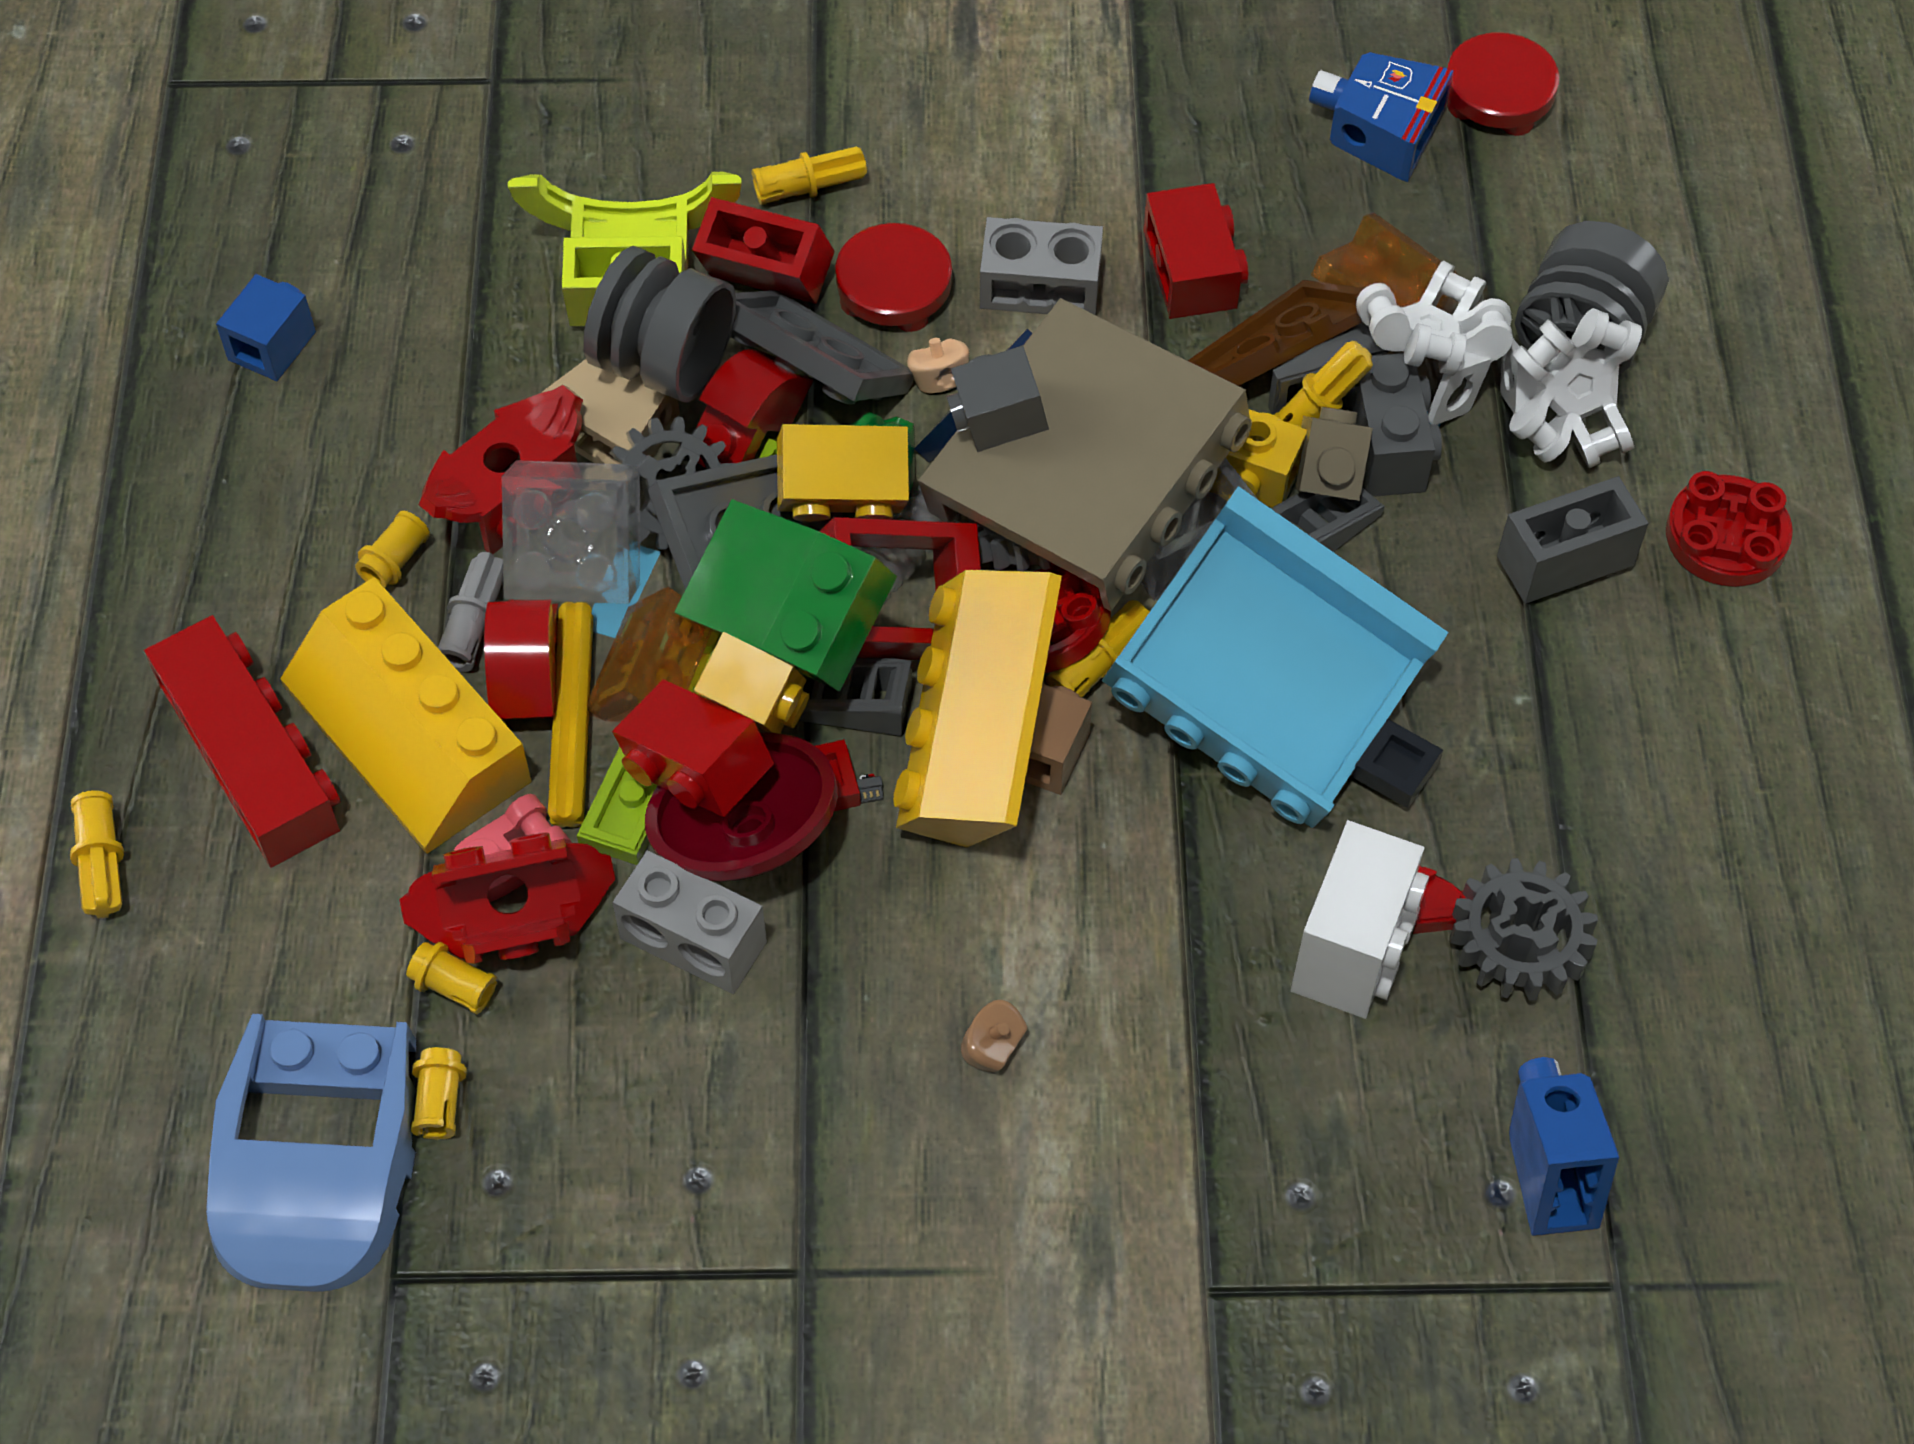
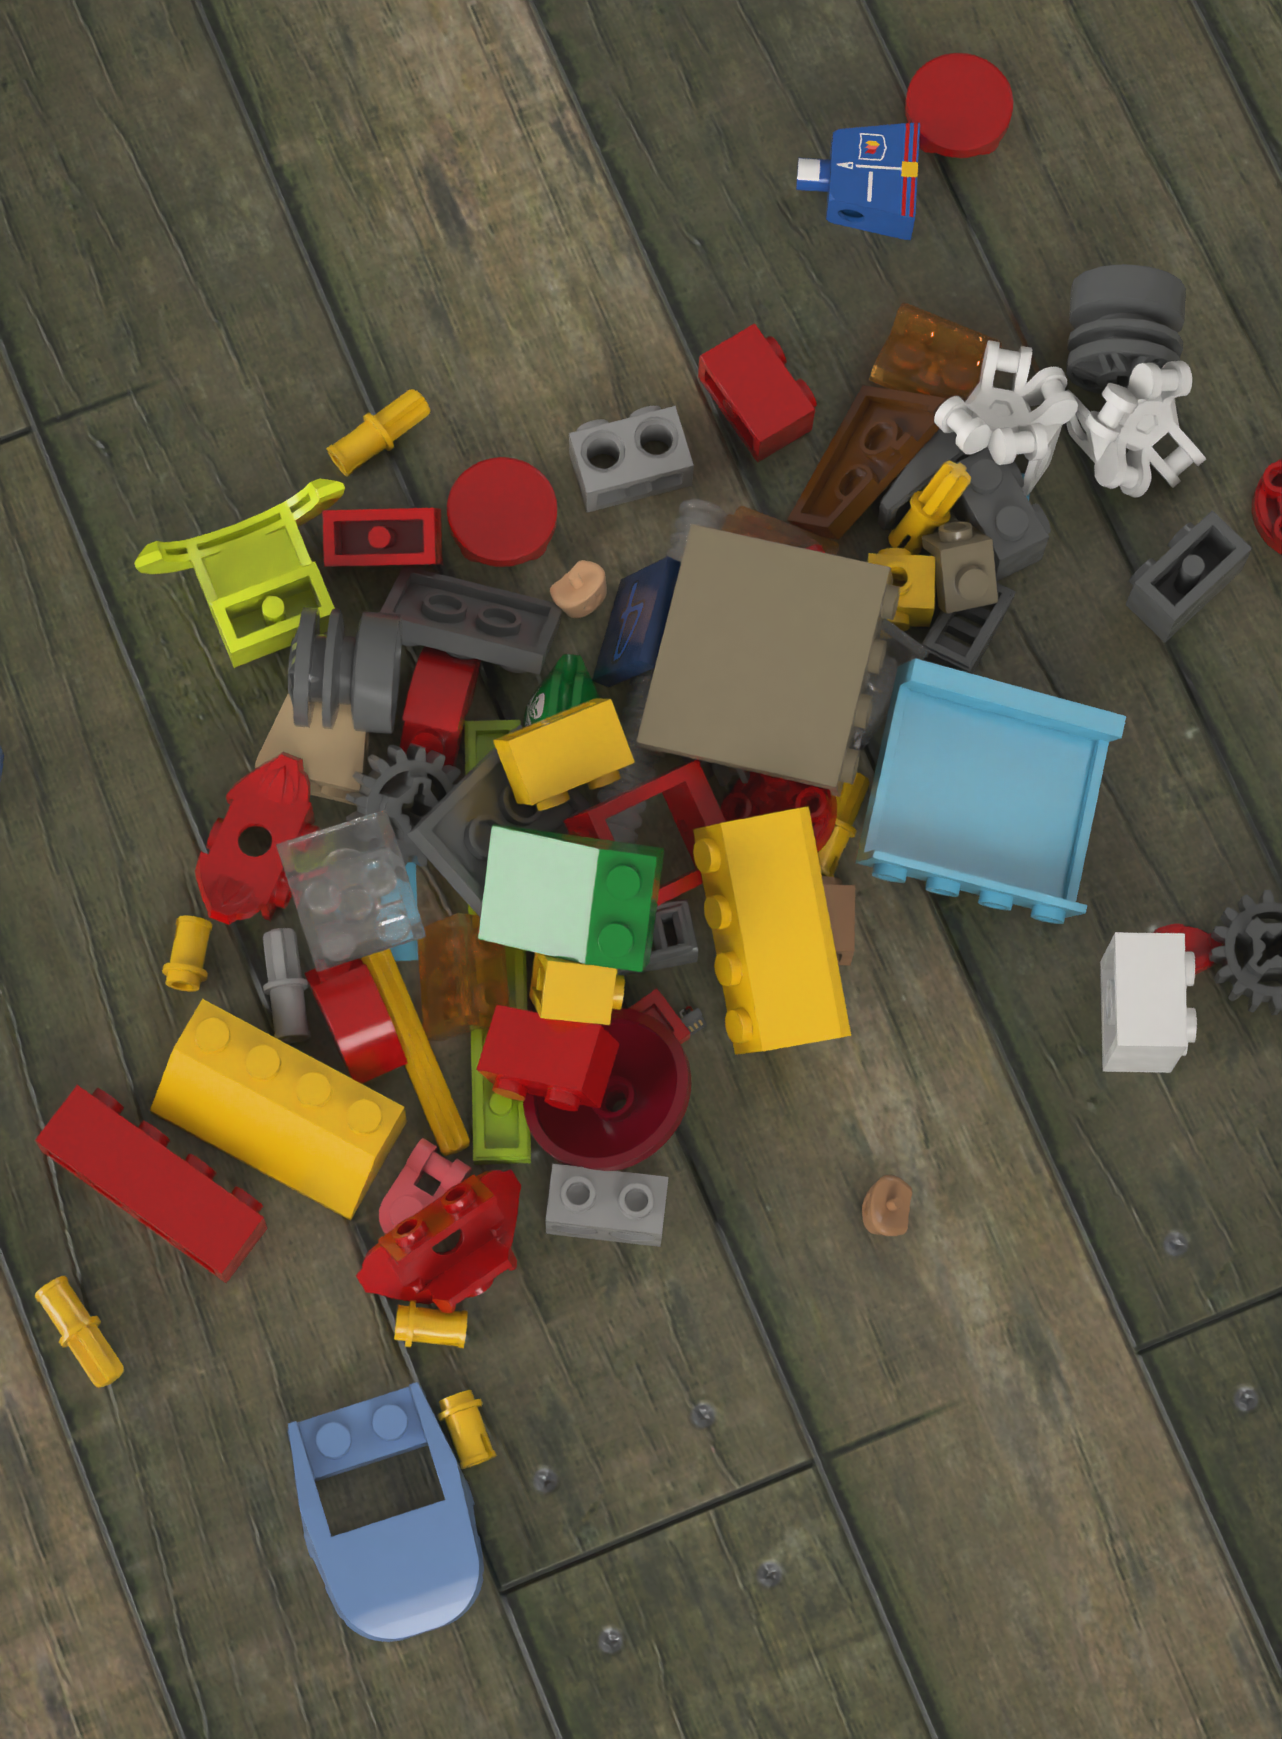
camera: 25 degrees left, 15 degrees up
(997, 399) = (681, 650): dark grey brick -> none
(1397, 763) = (1118, 838): black plate -> none

